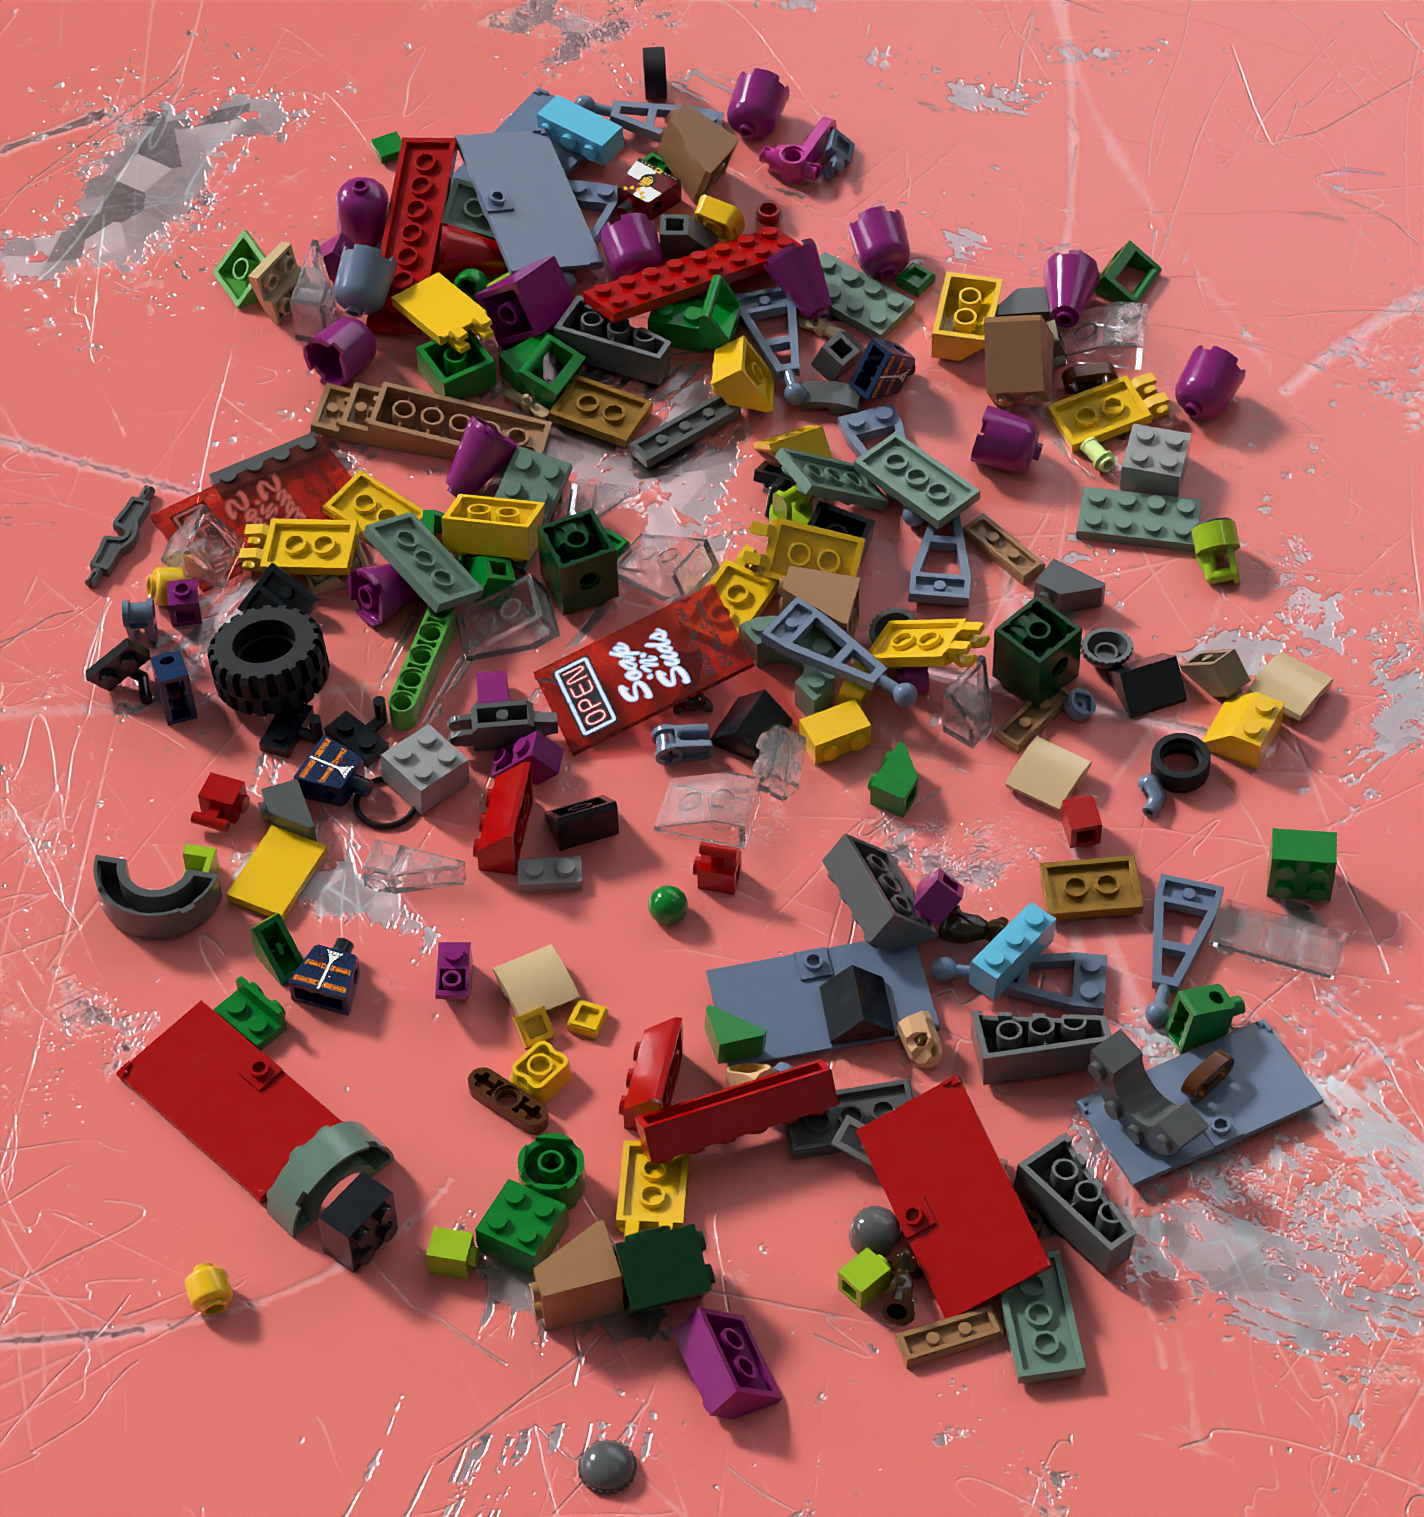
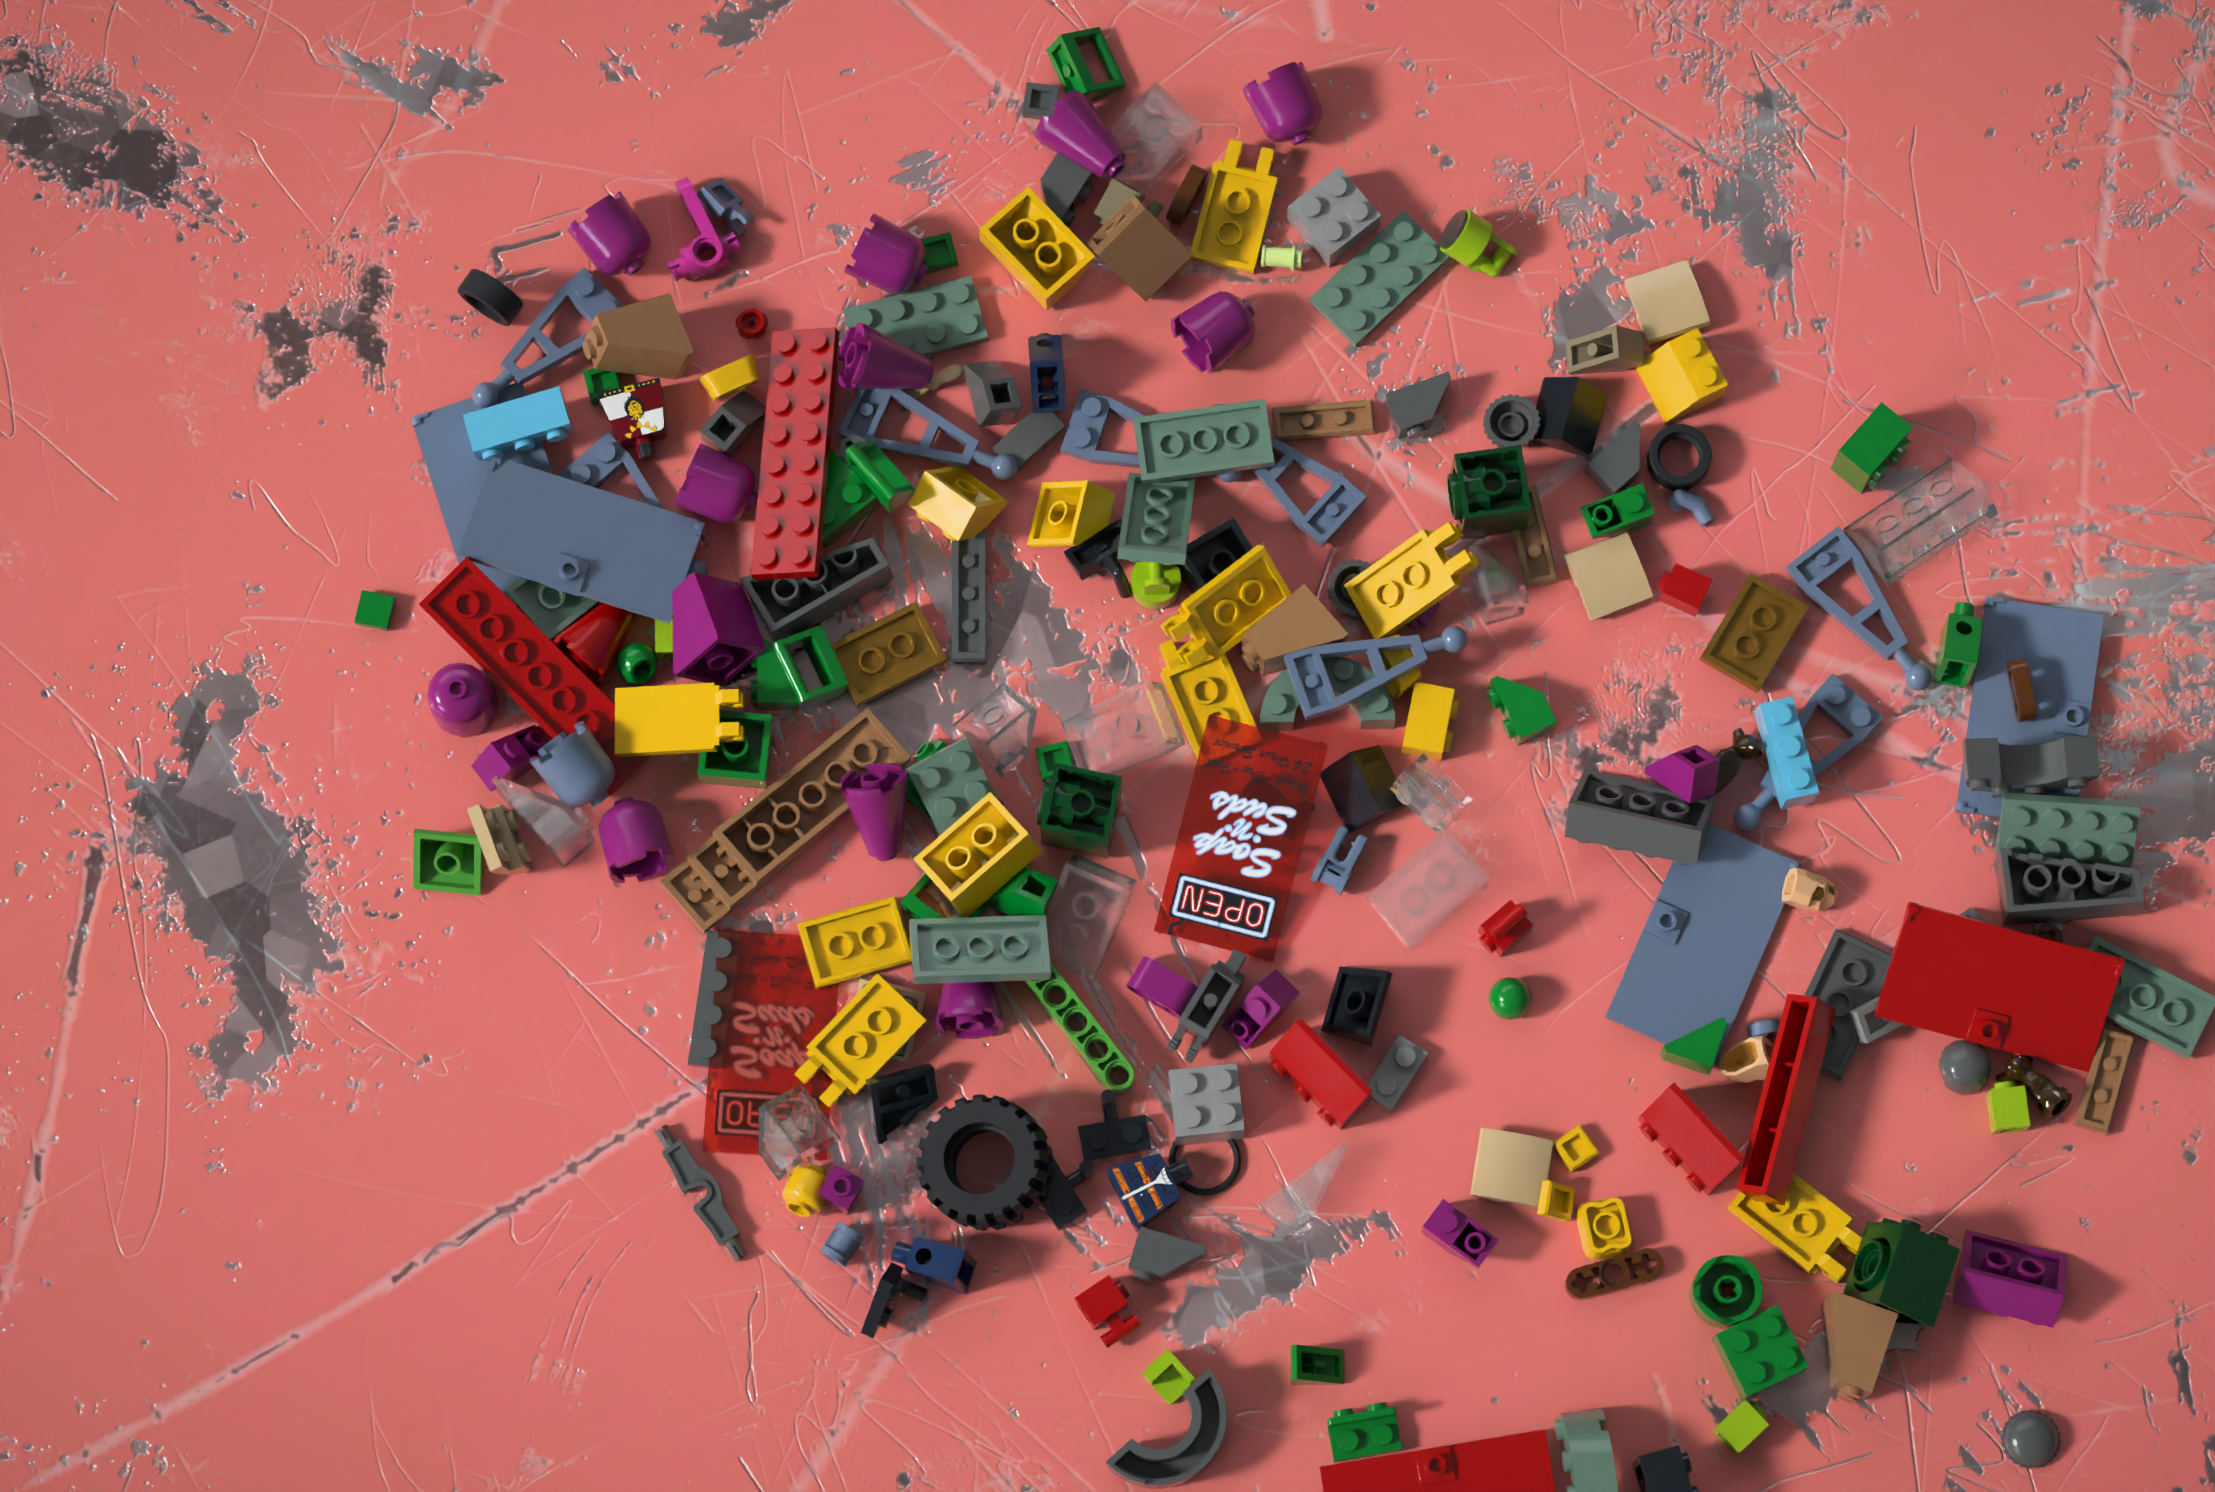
camera: 55 degrees left, 25 degrees up
(277, 872) = (1218, 1308): yellow tile -> none
(327, 978) = (1374, 1339): dark blue torso -> none
(527, 404) = (820, 712): tan piece -> none
(856, 1006) = (1739, 921): black slope -> none
(1035, 1045) = (1882, 811): dark grey wedge -> none
(1079, 704) = (1552, 491): sand blue tile -> none
(1102, 746) = (1618, 513): none -> green slope
(1129, 1174) = (2069, 827): none -> sand green plate
(1140, 727) = (1617, 463): none -> dark grey slope

